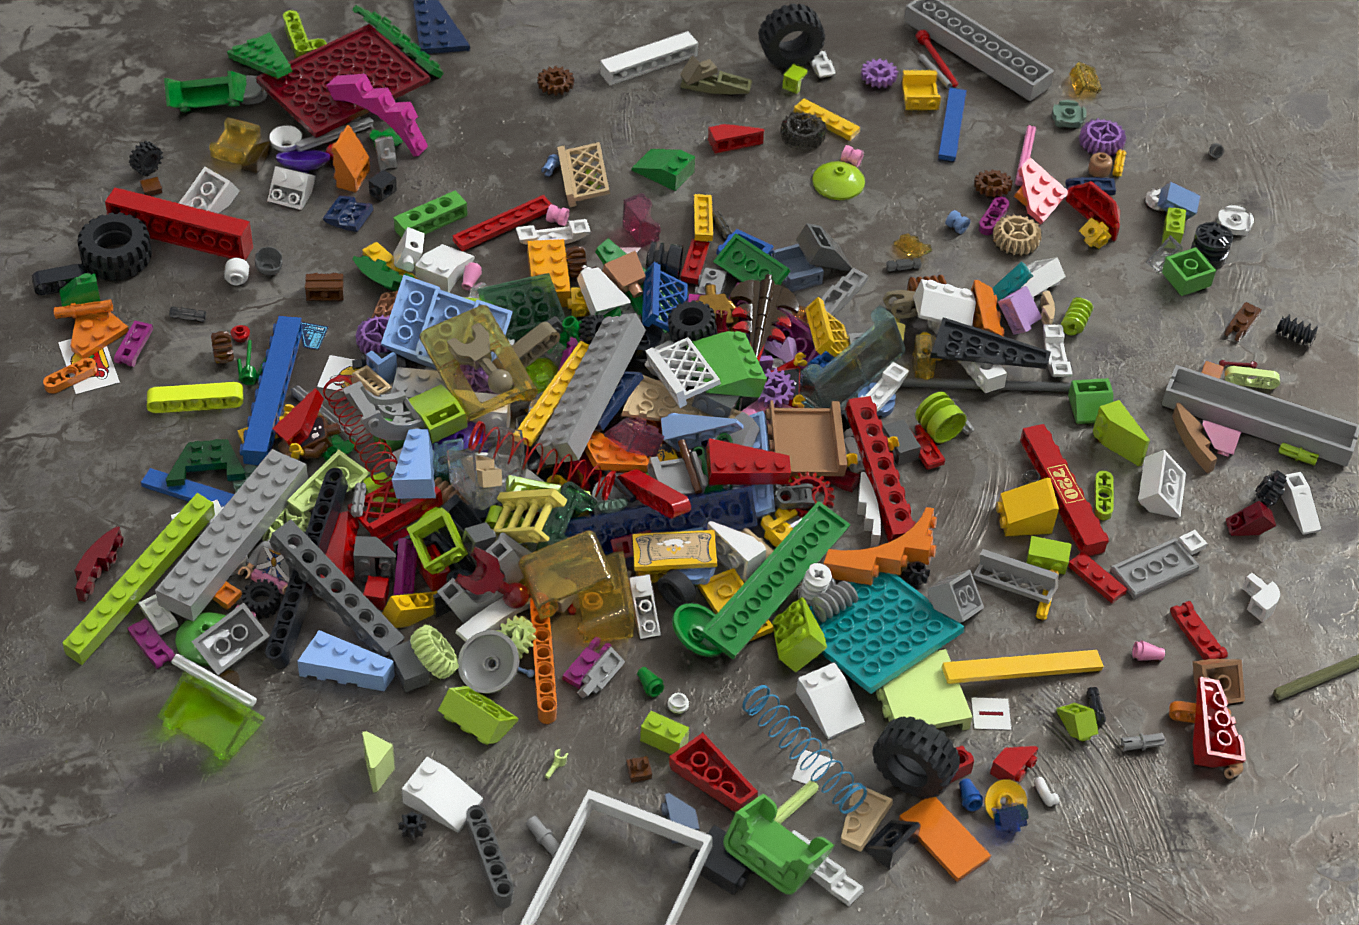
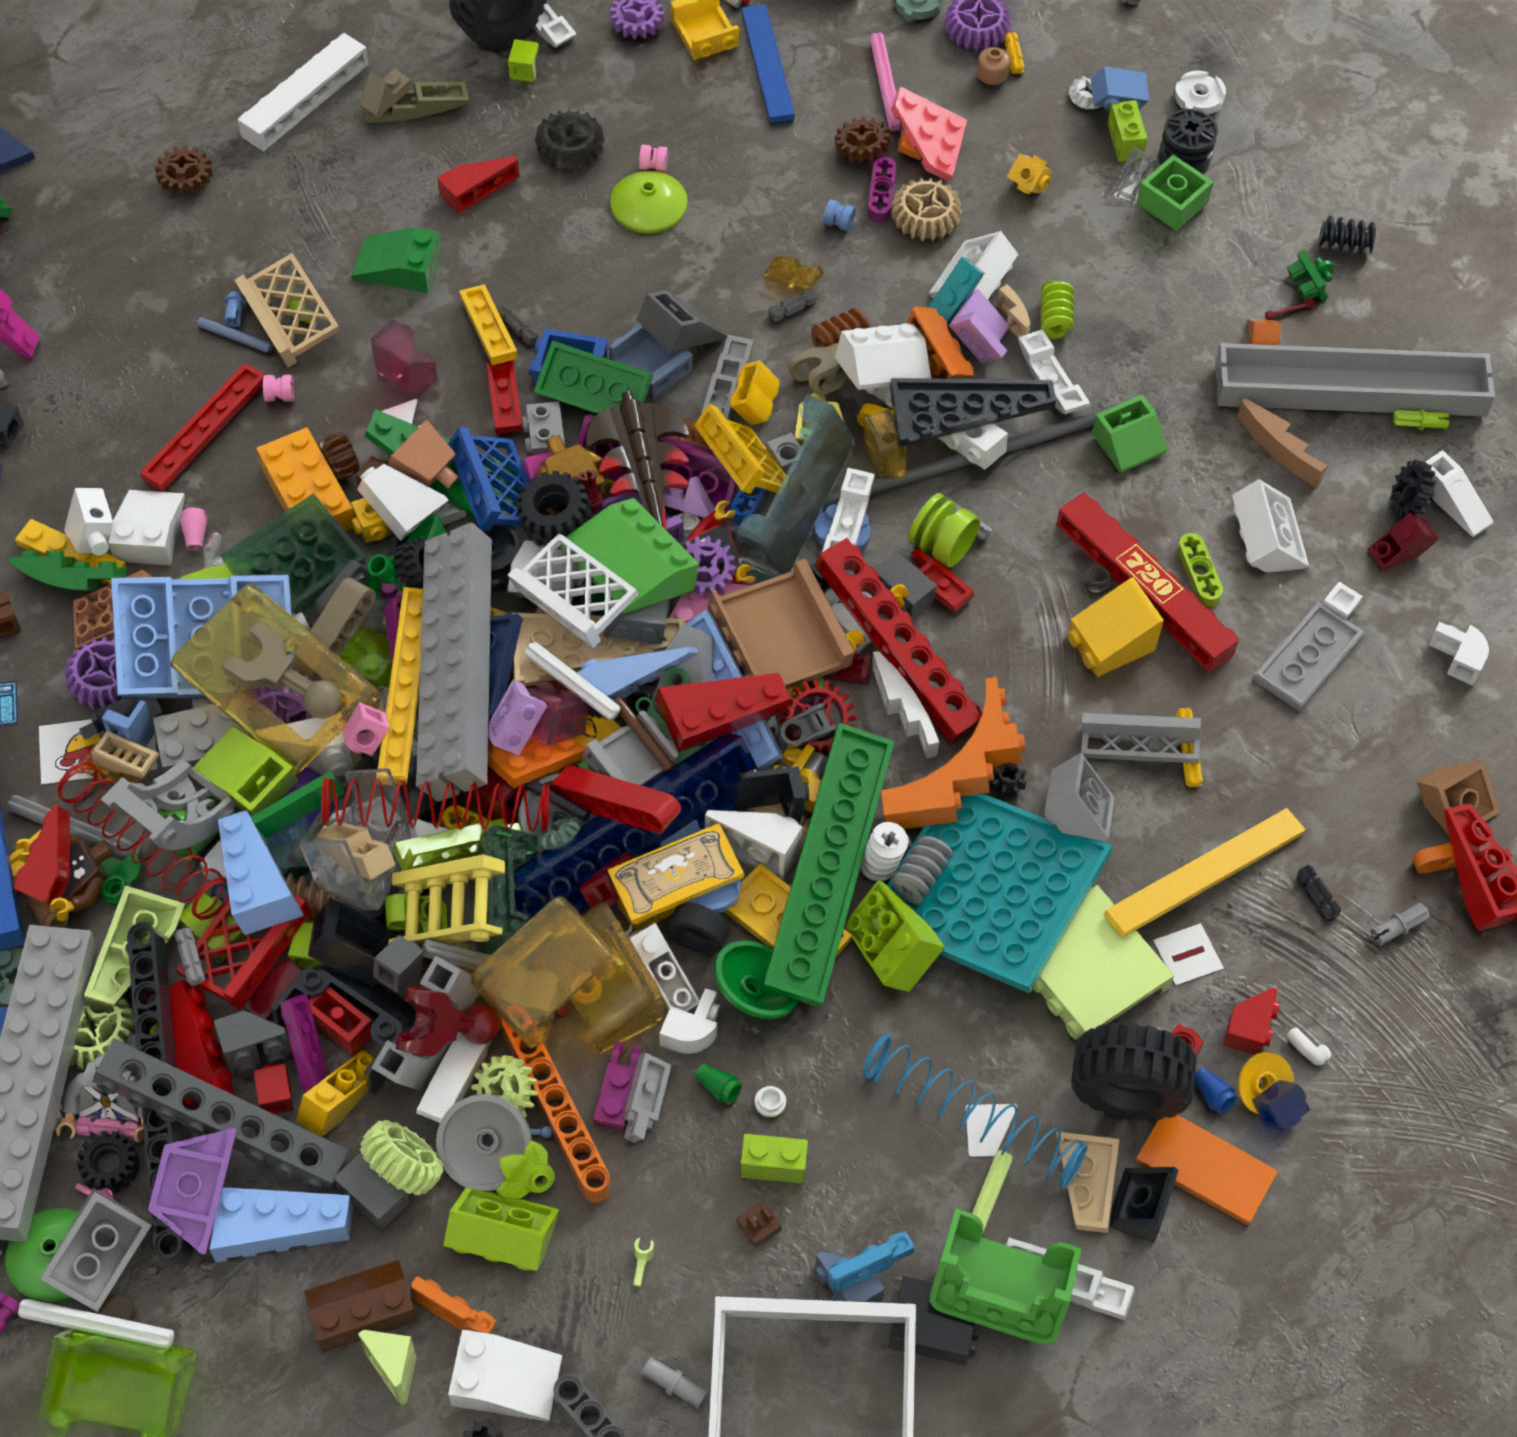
camera: 20 degrees left, 10 degrees up
(227, 595) = (58, 1178): orange tile -> none
(302, 619) = (192, 1184): none -> medium lavender wing
(385, 724) = (360, 1302): none -> reddish brown slope
(427, 748) = (451, 1309): none -> orange hinge
(429, 525) = (313, 971): lime window -> none
(432, 214) = (93, 450): bright green brick -> none
(455, 437) = (293, 806): none -> green tile
(504, 685) = (523, 1170): none -> lime plate
(521, 400) = (369, 719): none -> bright pink brick
(545, 179) = (235, 335): none -> sand blue bar
(575, 231) = (313, 406): white slope -> none
(612, 429) = (515, 719): none -> lavender bracket
(645, 646) = (691, 1032): none -> white brick
(658, 421) = (572, 680): none -> white axle
(669, 261) = (470, 412): black wheel -> none
(694, 807) = (869, 1262): none -> dark azure hinge
(713, 773) = (865, 1194): red wedge -> none
(757, 523) = (773, 787): none -> black bracket
(829, 701) = (974, 1020): white slope -> none
(832, 121) = (606, 112): yellow plate -> none
(854, 305) = (755, 393): none -> yellow brick
(1048, 554) = (1167, 688): lime brick -> none
(1078, 720) = (1307, 924): lime slope -> none
(1095, 204) = (1014, 132): red wedge -> none
(1097, 577) = (1241, 697): red plate -> none
(1105, 184) = (992, 101): dark blue hinge -> none
(1120, 432) = (1189, 470): lime slope -> none
(1147, 651) = (1349, 787): bright pink cone -> none
(1197, 632) = (1402, 733): red plate -> none
(1222, 437) = (1319, 428): bright pink slope -> none
(1243, 320) = (1270, 241): reddish brown hinge -> none
(1269, 346) = (1315, 274): none -> green hips
(1269, 380) = (1317, 325): yellowish green beam -> none

